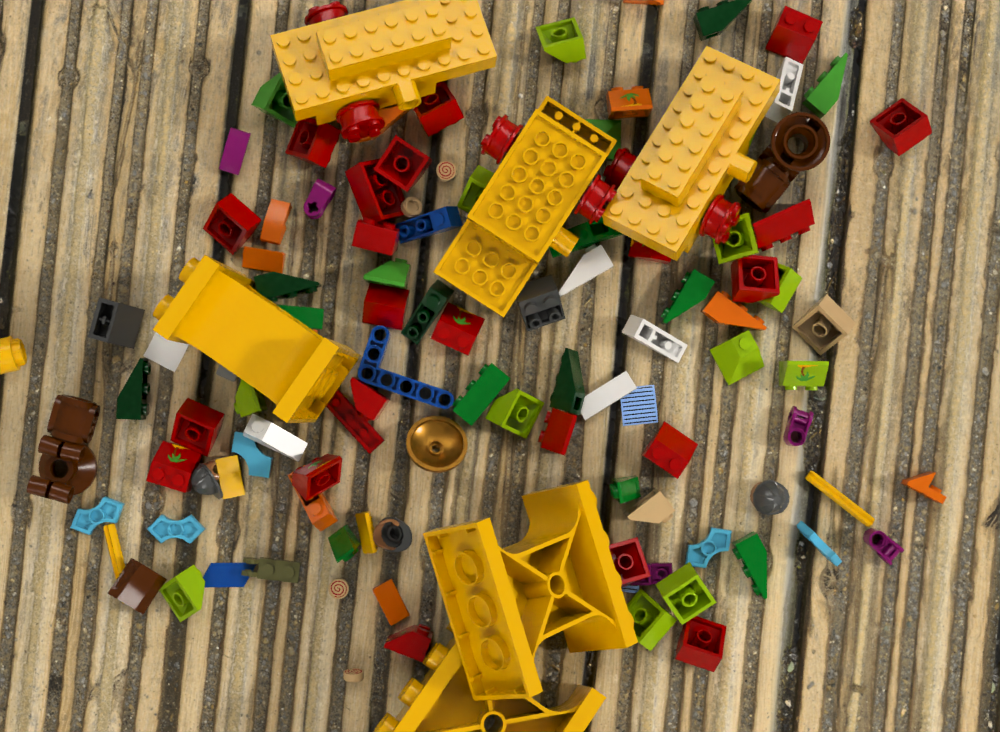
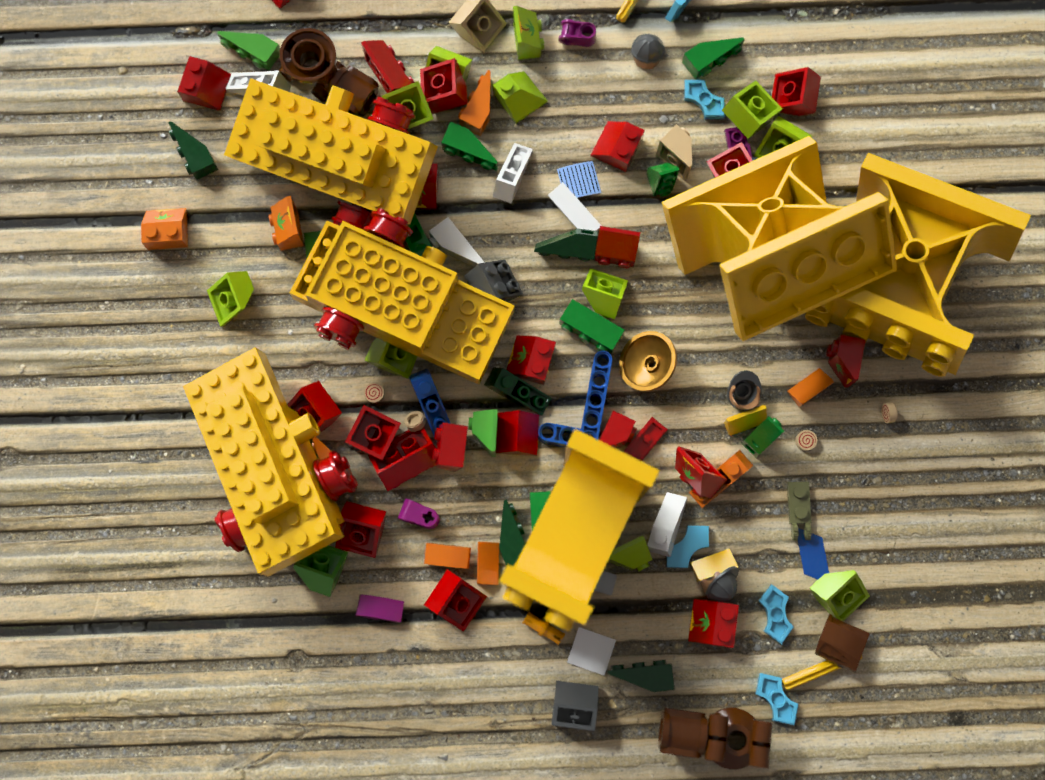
camera: 95 degrees left, 10 degrees down
(197, 426) = (669, 605): red slope -> none

